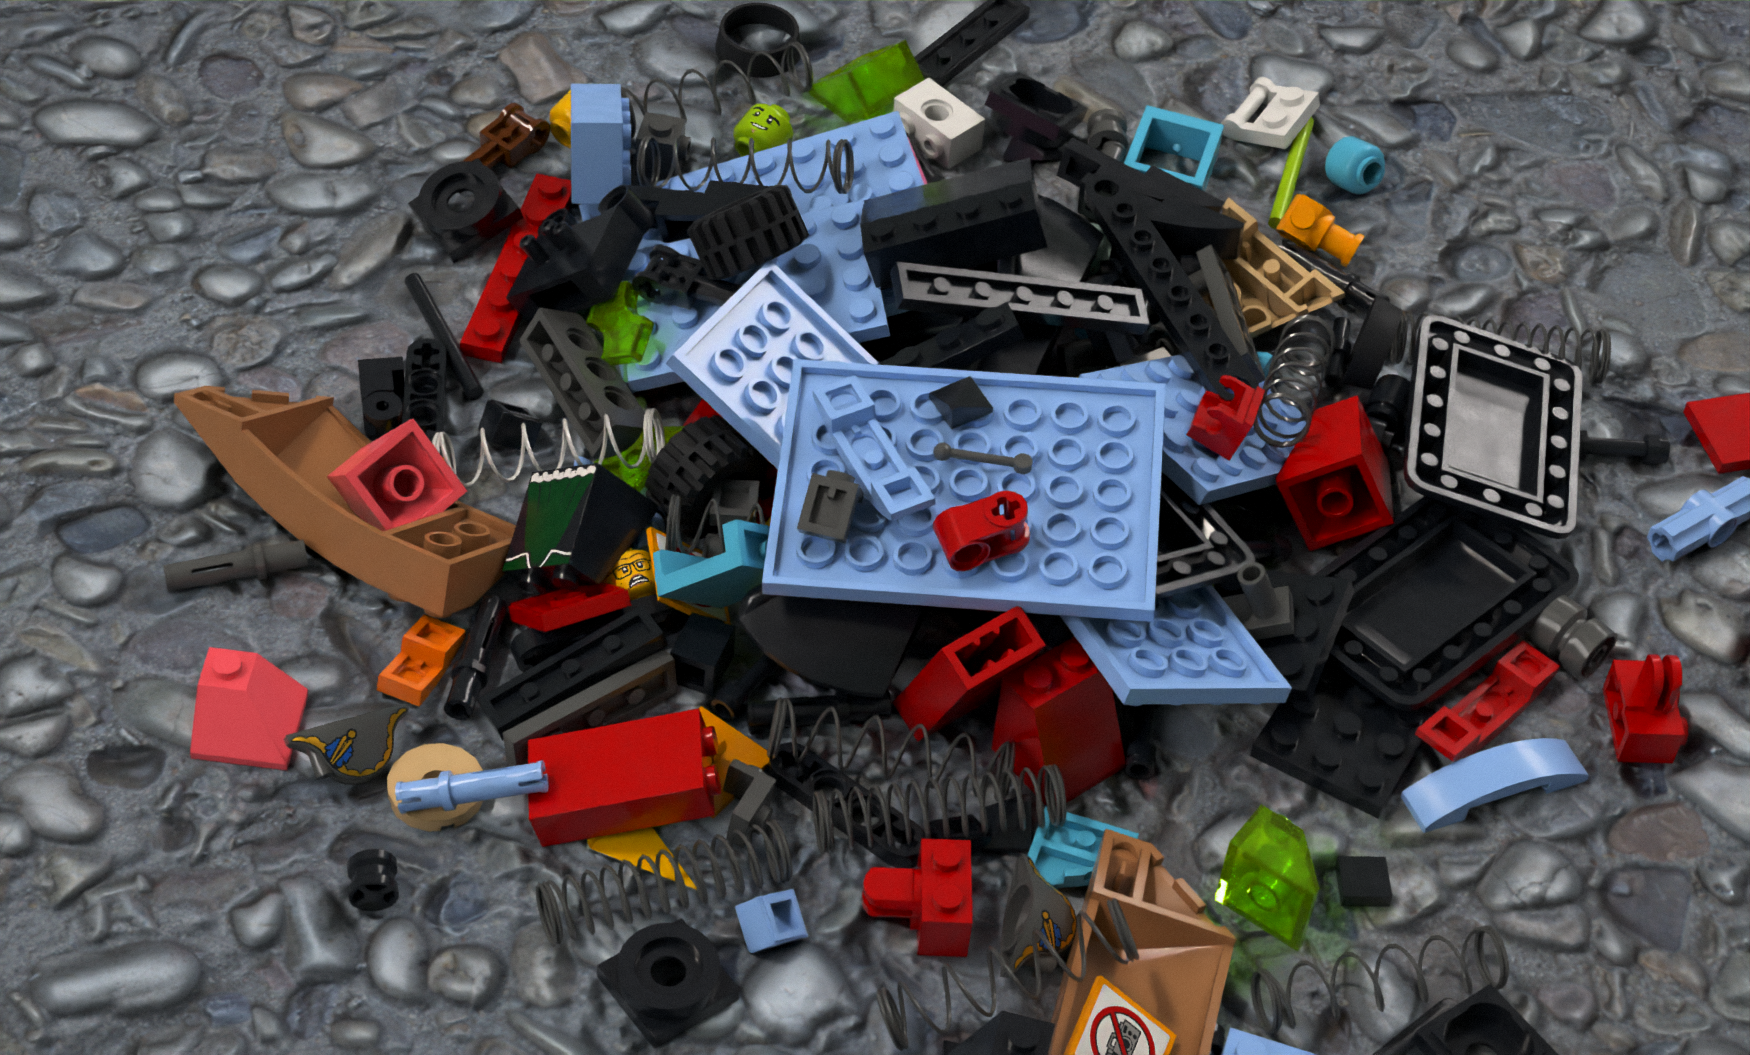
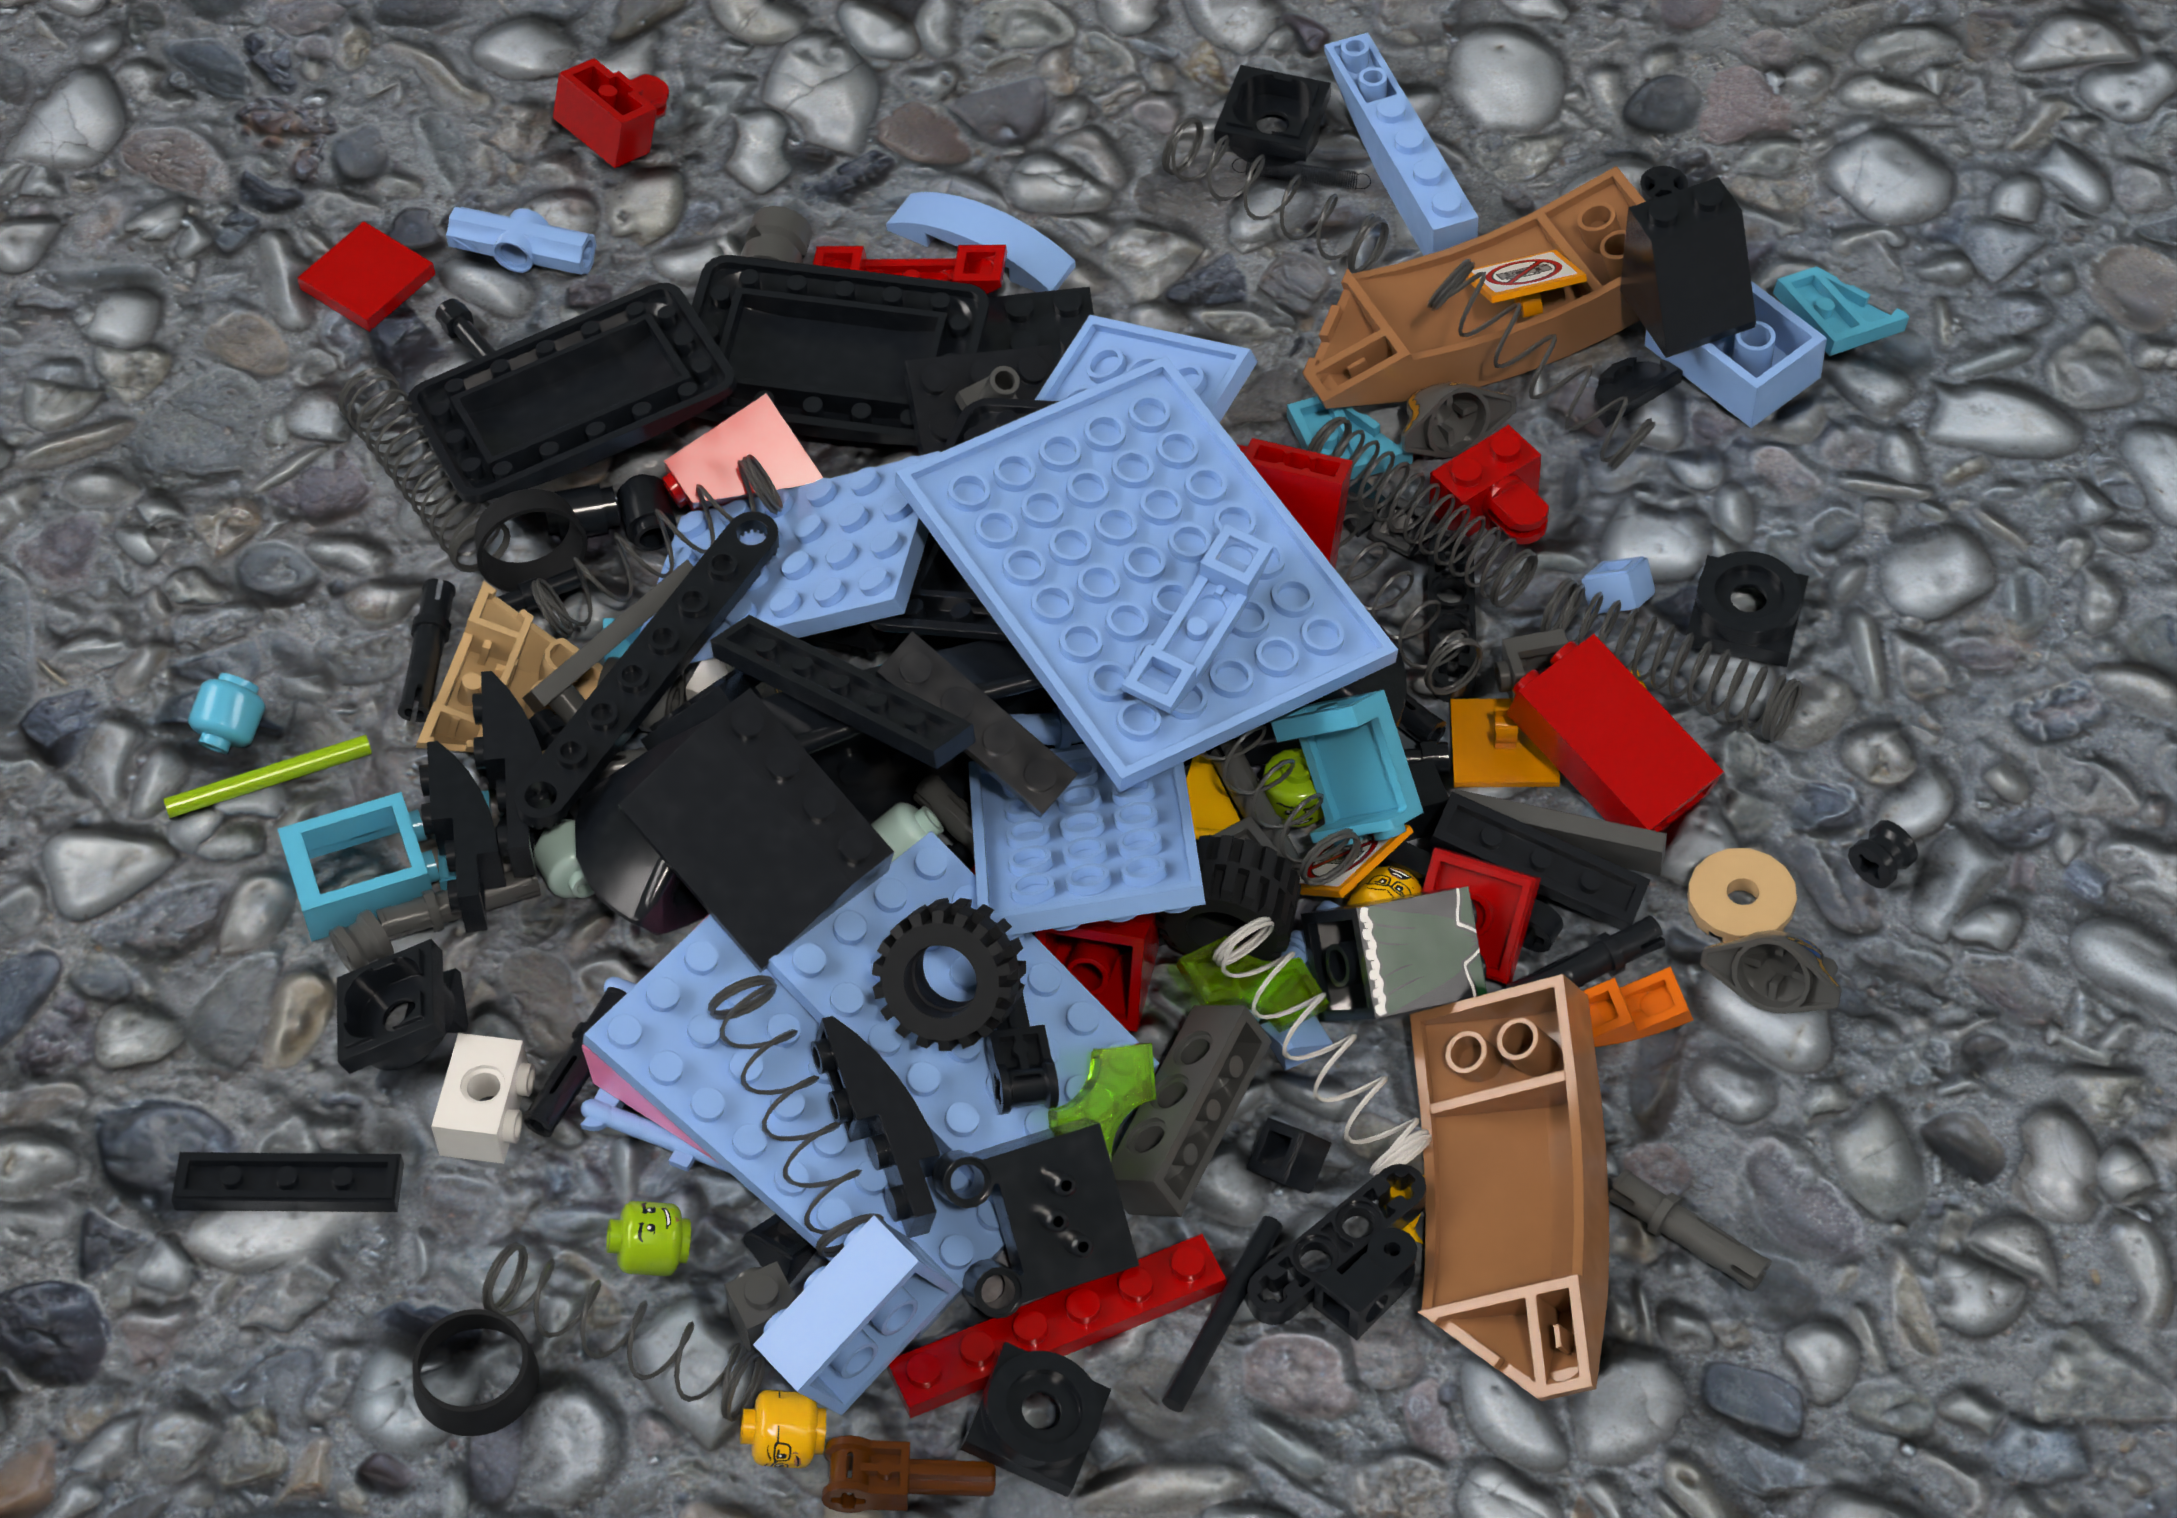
camera: 120 degrees left, 5 degrees up
(245, 710) = (1827, 1088): coral slope -> none
(397, 479) = (1488, 1154): coral slope -> none
(450, 789) = (1754, 842): light blue pin -> none
(830, 506) = (1282, 619): dark grey bracket -> none
(868, 82) = (466, 1207): clear neon green slope -> none
(961, 402) = (1065, 604): black slope -> none
(978, 531) = (1212, 494): red piece -> none
(1021, 463) = (1093, 525): dark grey hinge -> none
(1223, 423) = (816, 499): red hinge -> none
(1270, 877) = (1251, 289): clear neon green slope -> none
(1279, 122) = (191, 816): white plate -> none
(1313, 228) = (370, 689): light orange connector -> none
(1363, 881) = (1173, 267): black tile -> none
(1645, 709) = (815, 172): red brick -> none

